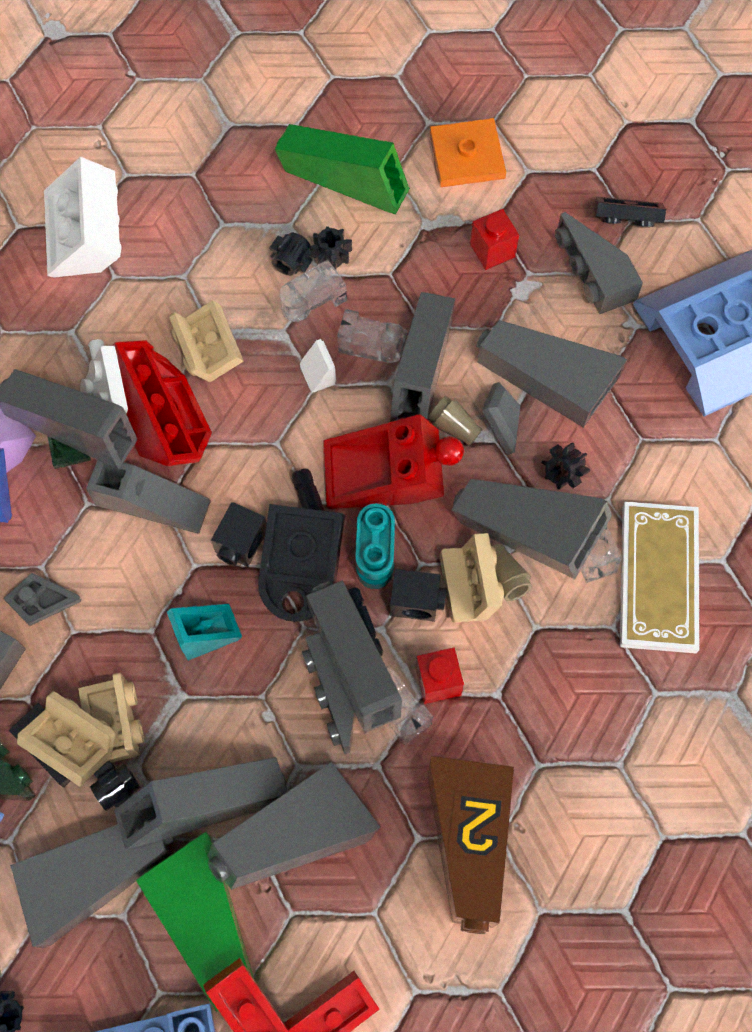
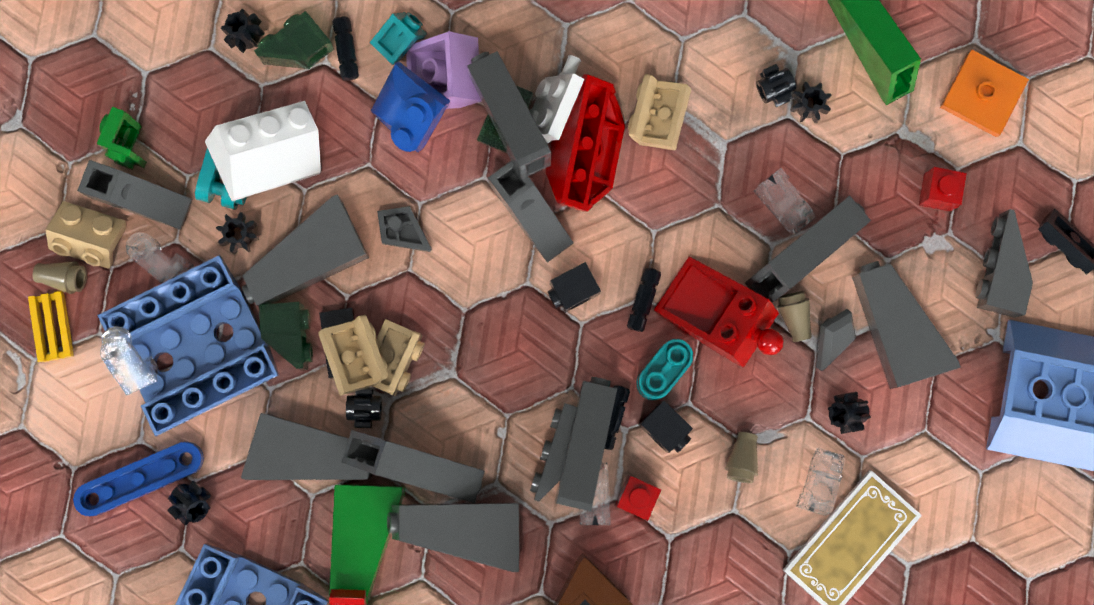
camera: 30 degrees right, 15 degrees up
(203, 628) = (501, 339): teal slope -> none
(298, 555) = (604, 338): black plate -> none
(311, 291) = (769, 127): clear leg -> none
(318, 367) = (727, 195): white slope -> none
(472, 580) = (713, 446): tan bracket -> none
(539, 523) = (792, 445): dark grey slope -> none

